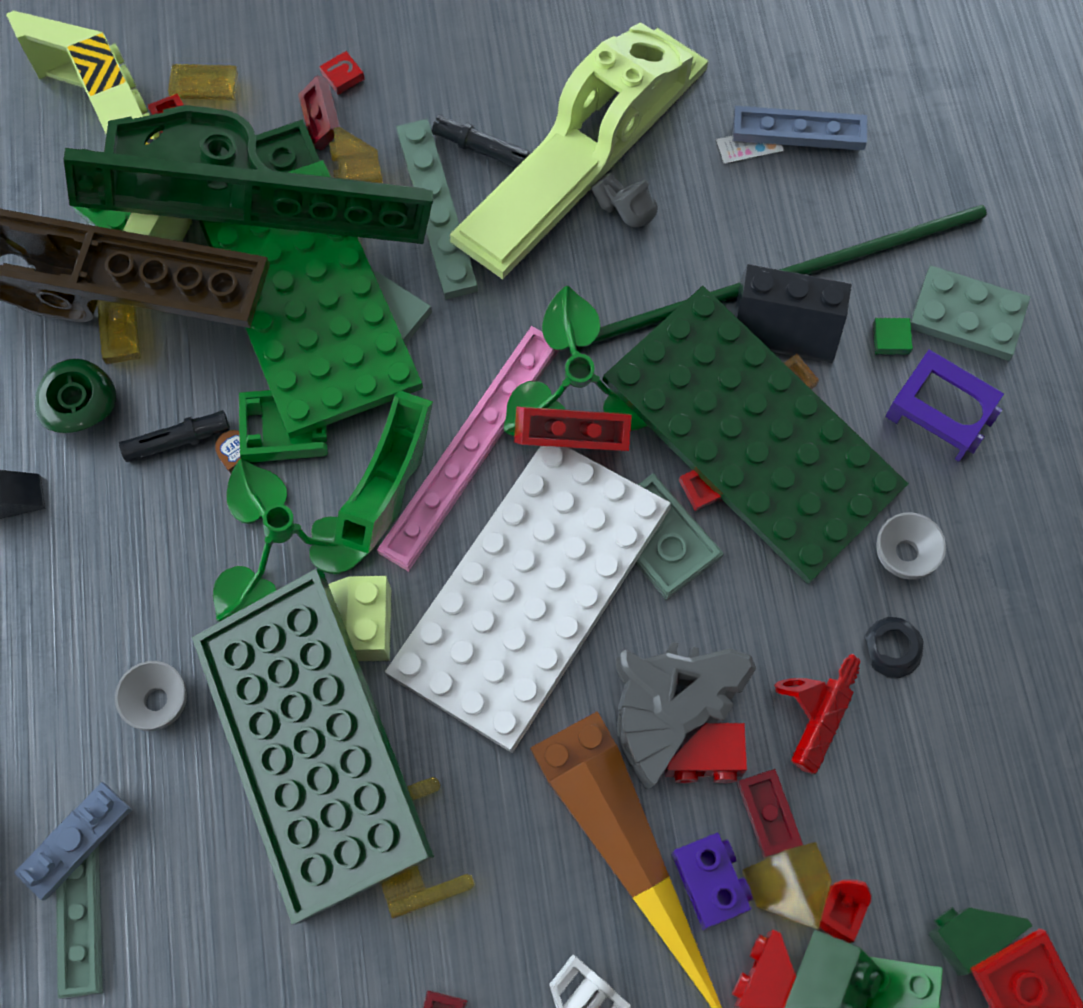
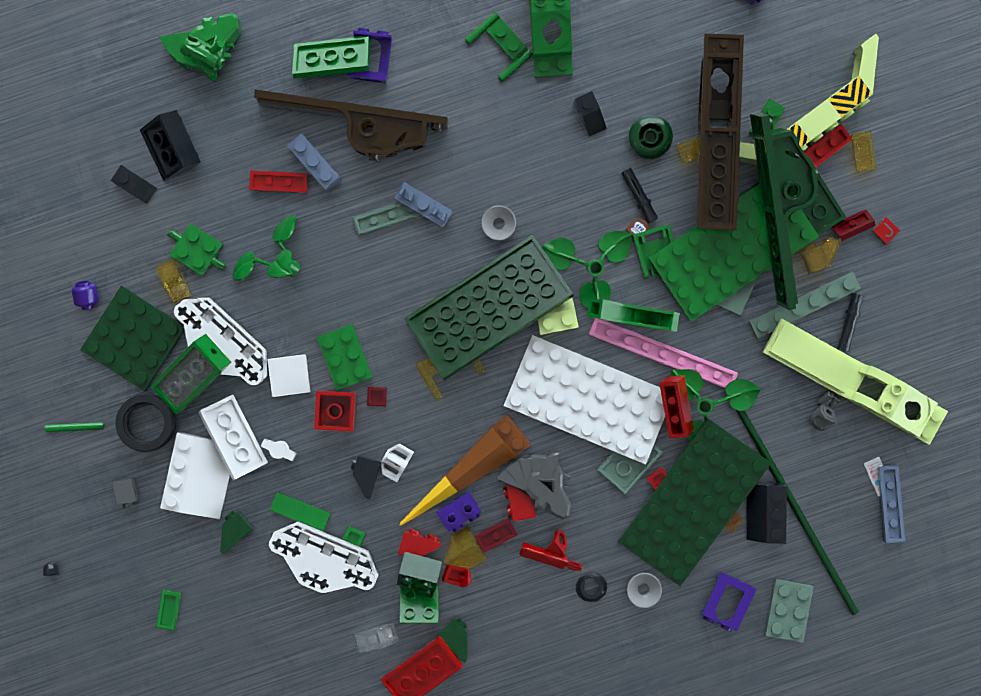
camera: 75 degrees right, 20 degrees up
(892, 336) = (767, 569): green tile -> none

